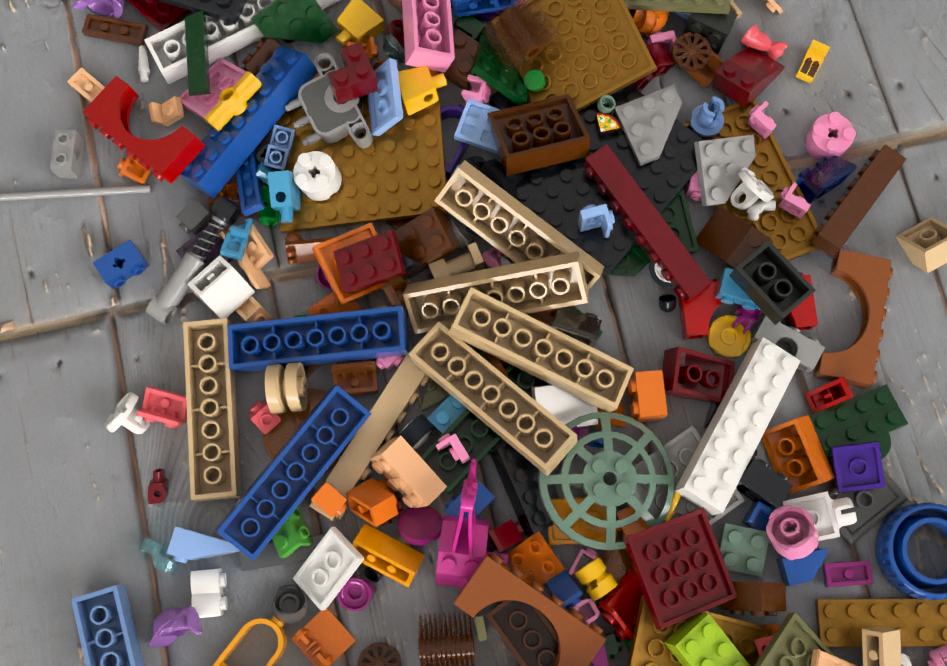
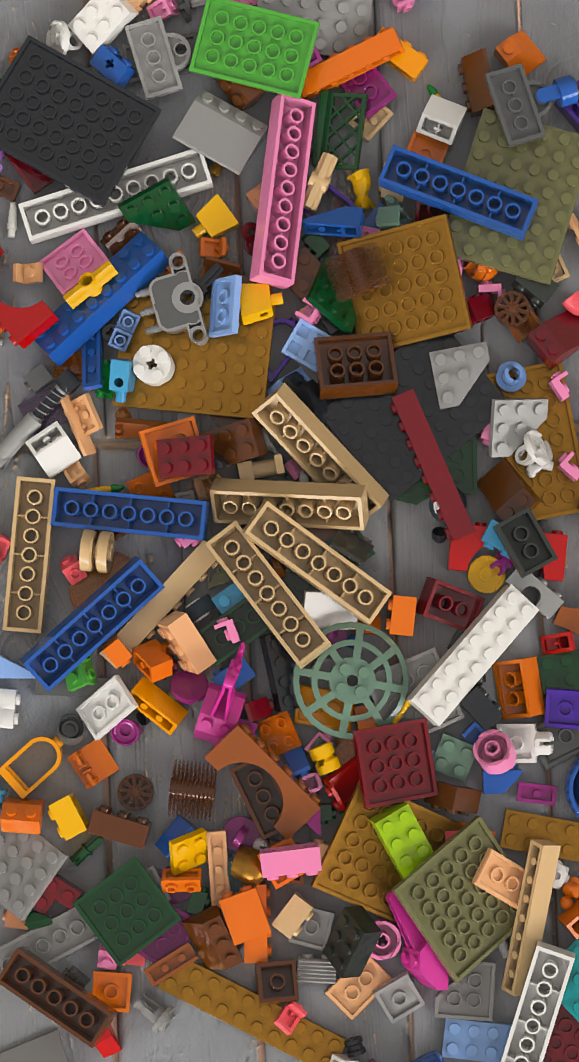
camera: 15 degrees right, 10 degrees up
(197, 54) = (64, 229): dark green slope -> none
(236, 240) = (72, 410): dark azure slope -> none
(262, 172) = (108, 352): dark azure tile -> none
(355, 78) = (204, 287): dark red brick -> none
(356, 378) = (156, 551): dark orange bracket -> none
(394, 49) = (243, 251): clear light blue slope -> none
(480, 627) = (223, 779): olive tile -> none
(534, 81) = (363, 311): green tile -> none
(596, 216) = (386, 452): light blue bracket -> none
(604, 101) = (420, 344): sand green hinge -> none
(607, 123) = (419, 365): tile -> none

